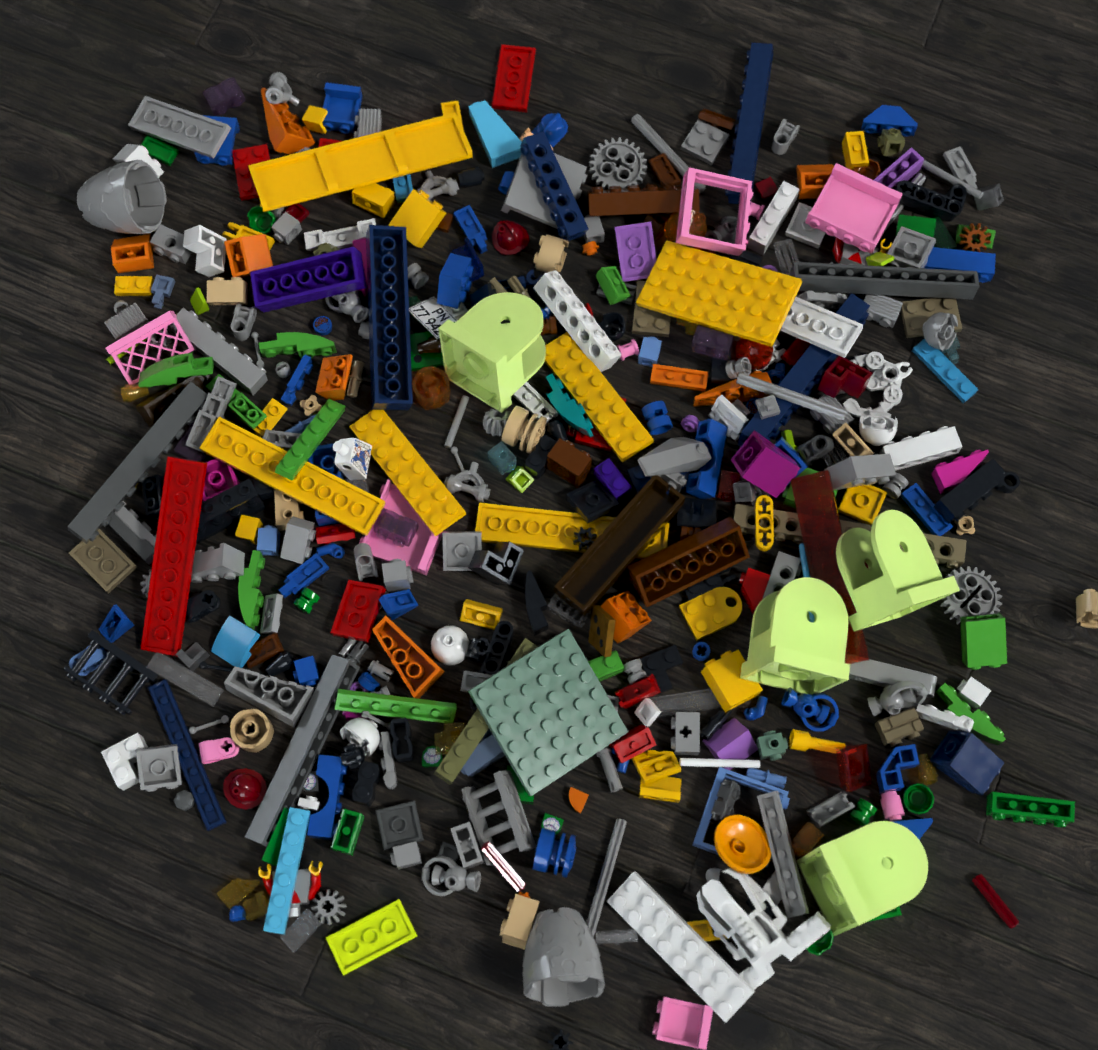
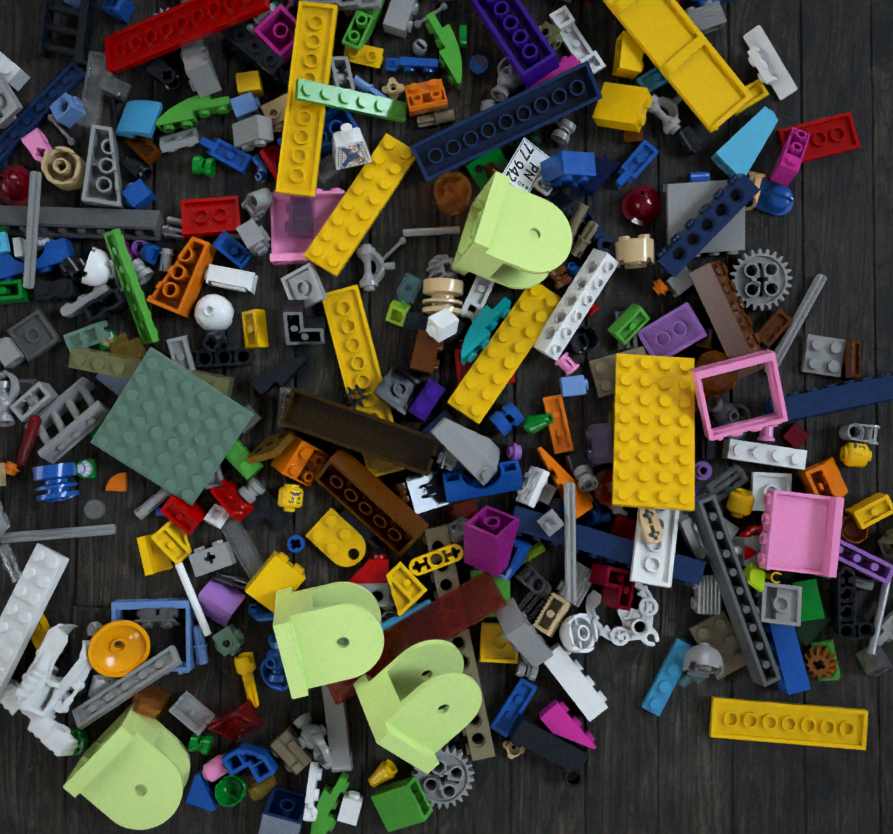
camera: 65 degrees right, 15 degrees up
(190, 711) = (68, 110): none -> medium blue brick
(290, 326) = (463, 36): none -> green tile
(301, 776) = (32, 229): none -> light grey axle
(423, 770) = (87, 336): none -> sand green hinge
(424, 615) = (231, 278): none -> white window
(430, 91) = (768, 63): none -> white bracket
(522, 103) = (790, 157): none -> dark pink slope
(552, 432) = (442, 325): none -> white brick
(594, 832) = (94, 509): none -> clear tile
(655, 637) = (290, 497): none -> yellow head
(671, 392) = (537, 422): none -> green cone
(780, 560) = (404, 587): none -> yellow wing
(801, 146) = (855, 454): none -> yellow head
(801, 323) = (645, 526): none -> tan beam
(809, 251) = (740, 502): none -> yellow head
(950, 652) = (383, 773): none -> yellow cone
(1020, 286) = (788, 723): none -> yellow plate

